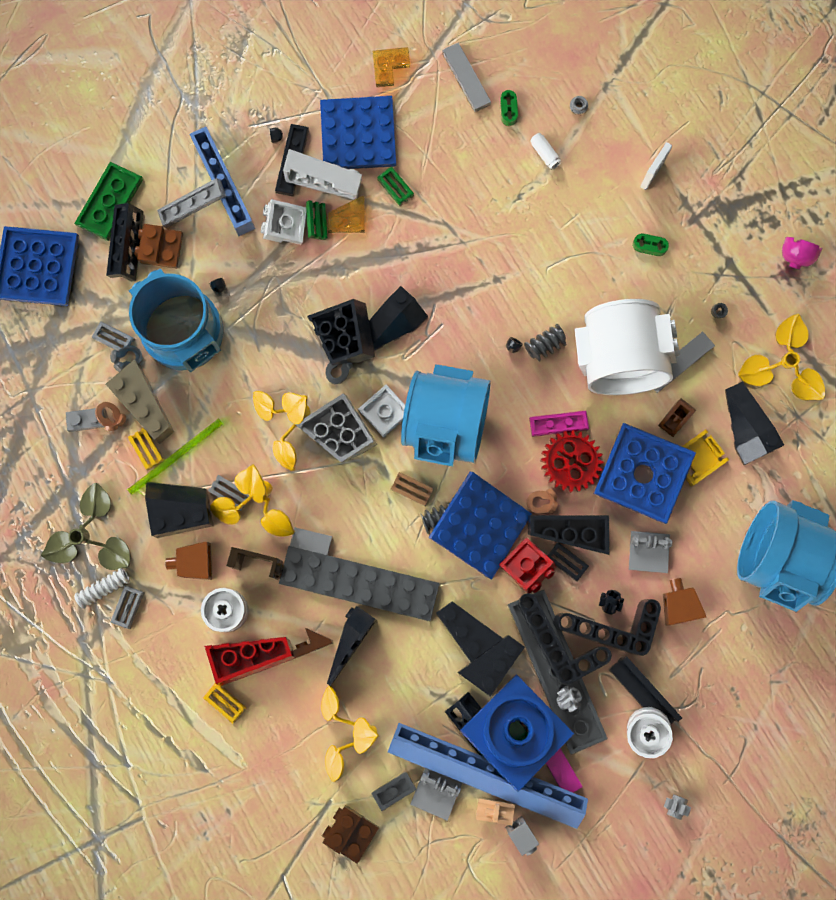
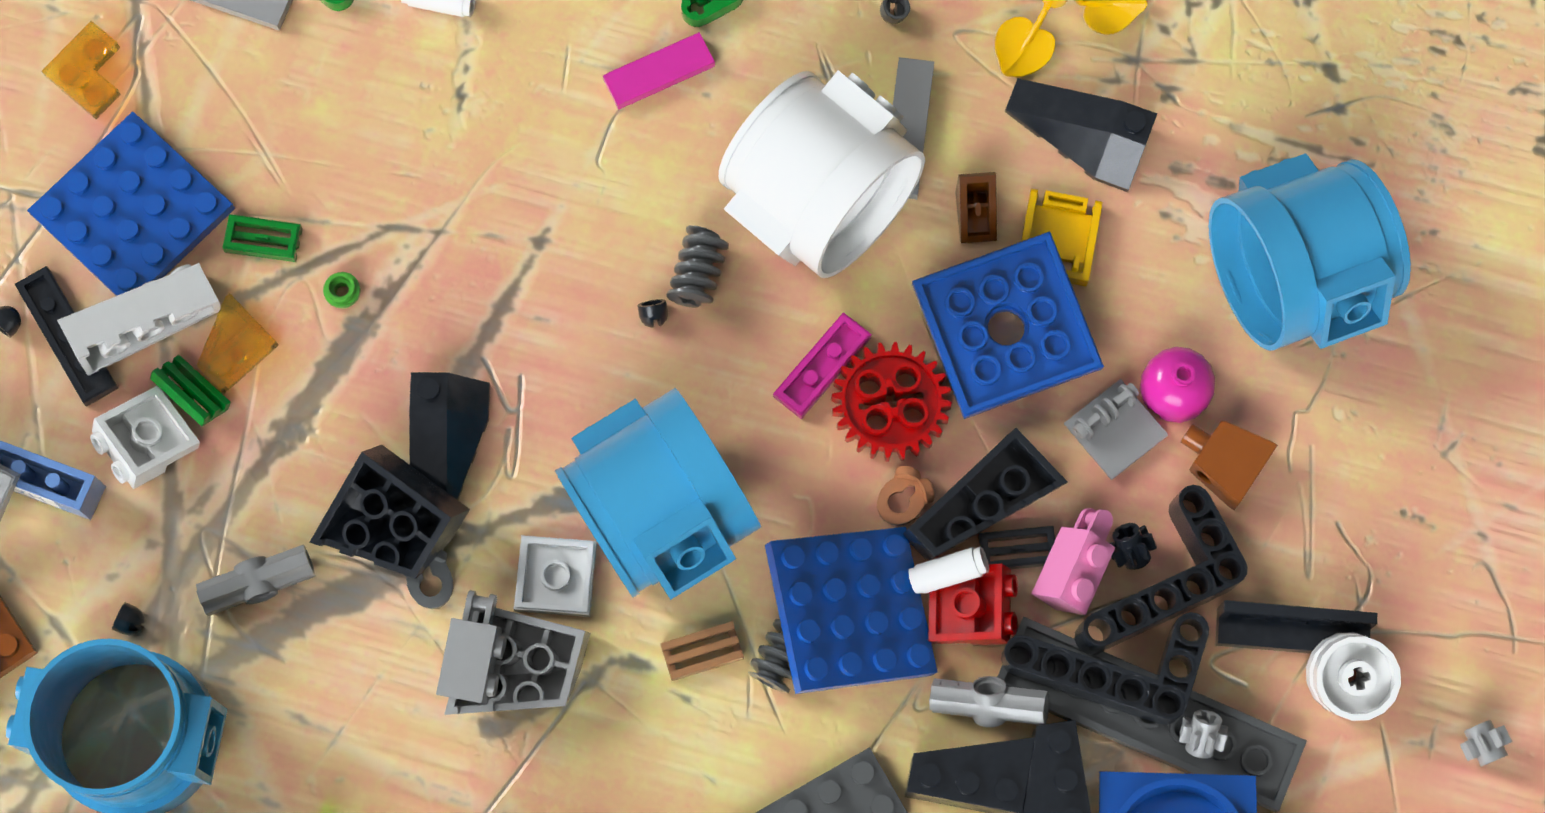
camera: 45 degrees left, 5 degrees down
(275, 312) = (255, 580): none -> light grey piece
(296, 410) = (430, 691): yellow plant -> none
(325, 410) = (472, 653): none -> light grey brick
(406, 227) = (336, 281): none -> bright green plate
(500, 609) = (989, 701): none -> light grey piece
(531, 545) = (948, 570): none -> white piece
(583, 588) = (1076, 563): none -> bright pink brick
(603, 254) = (658, 71): none -> dark pink tile
(690, 557) = (1177, 384): none -> dark pink cylinder

